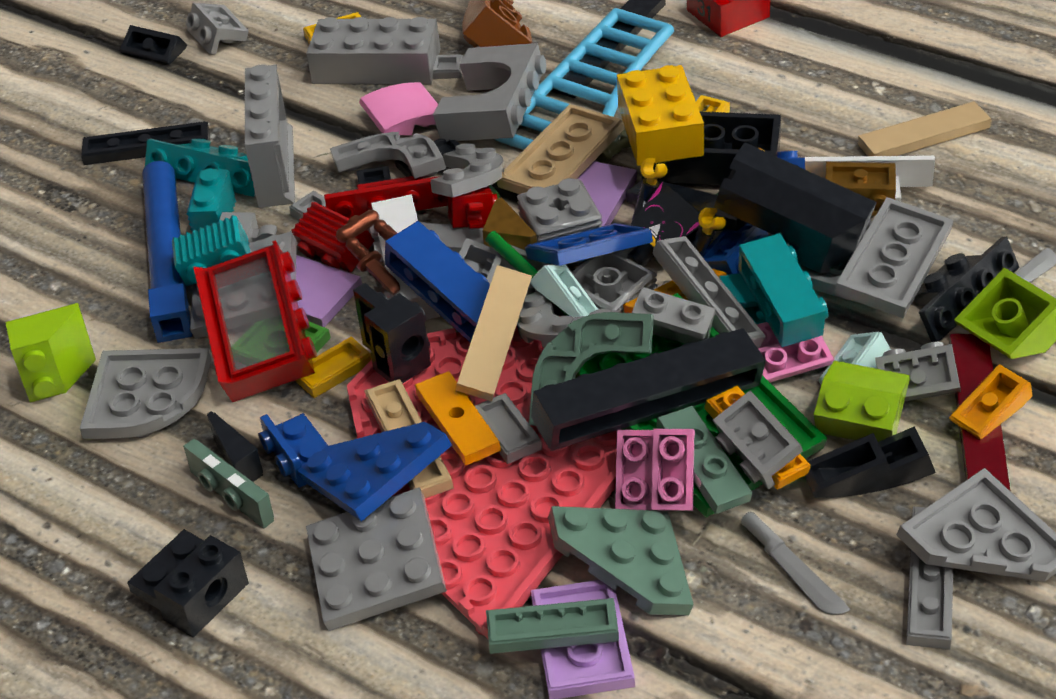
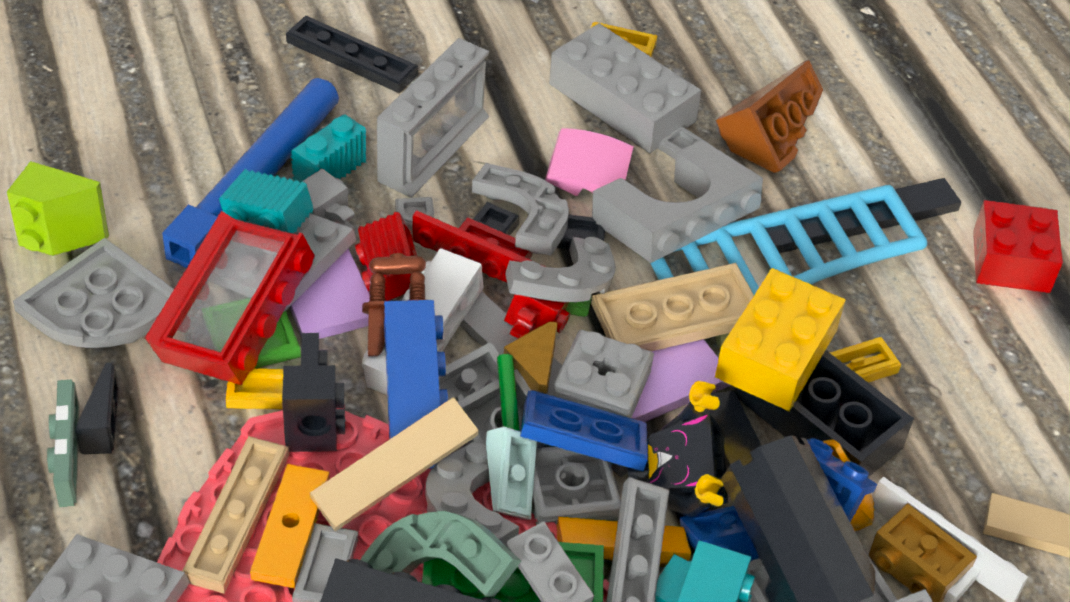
camera: 30 degrees right, 5 degrees up
(199, 155) = (361, 96): teal bracket -> none
(291, 443) = (154, 450): blue bracket -> none
(373, 468) = (168, 520): blue plate -> none

